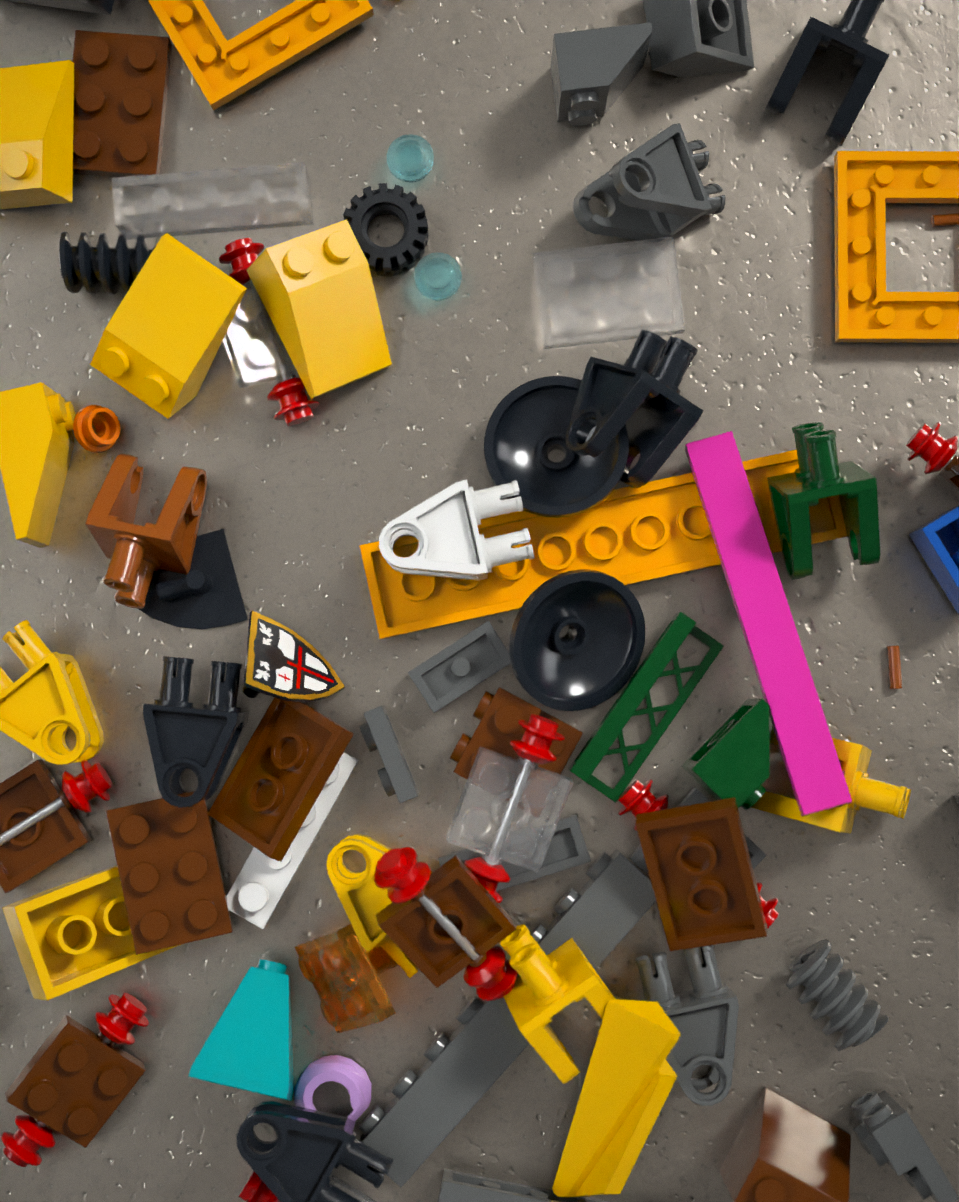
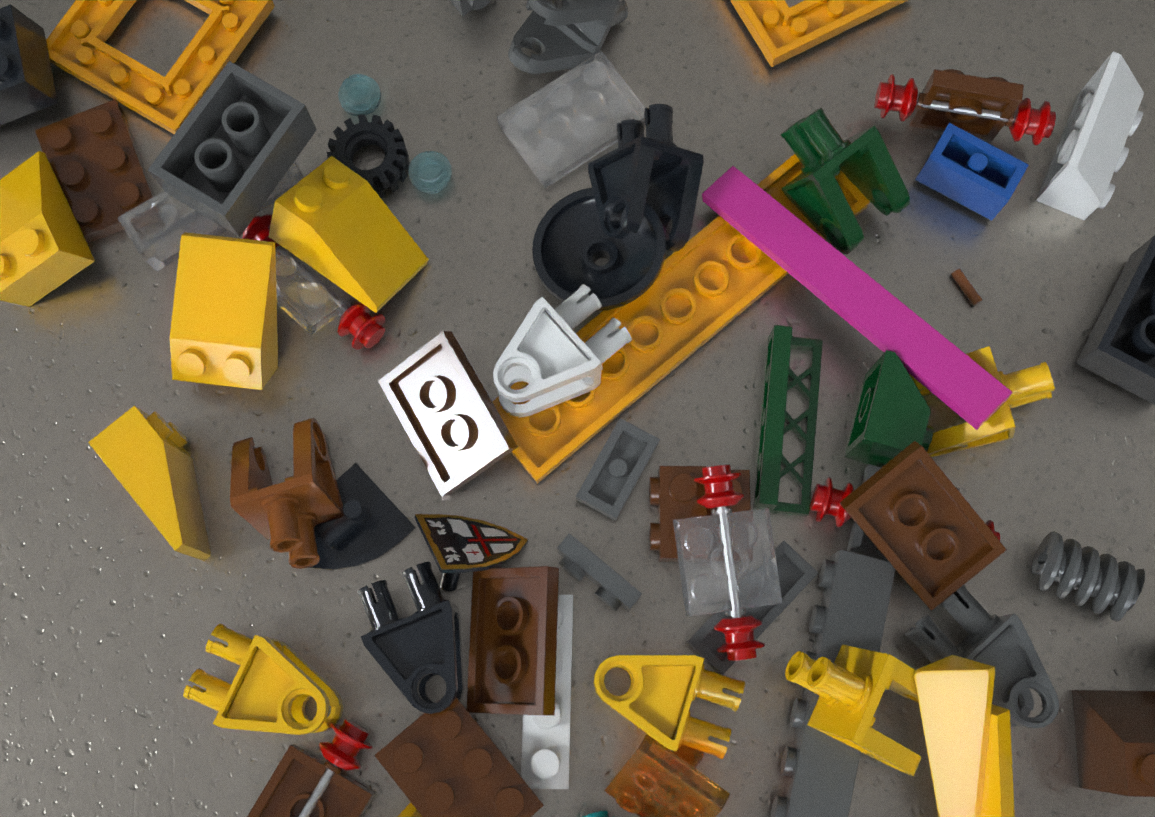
camera: 30 degrees left, 10 degrees down
(101, 264) = (142, 297): black piece -> none
(106, 425) = (204, 432): orange plate -> none
(253, 174) = (233, 148): none -> dark grey brick
(329, 531) = (447, 413): none -> plate
(445, 922) = (730, 685): reddish brown plate -> none
(596, 652) = (721, 390): black dish -> none

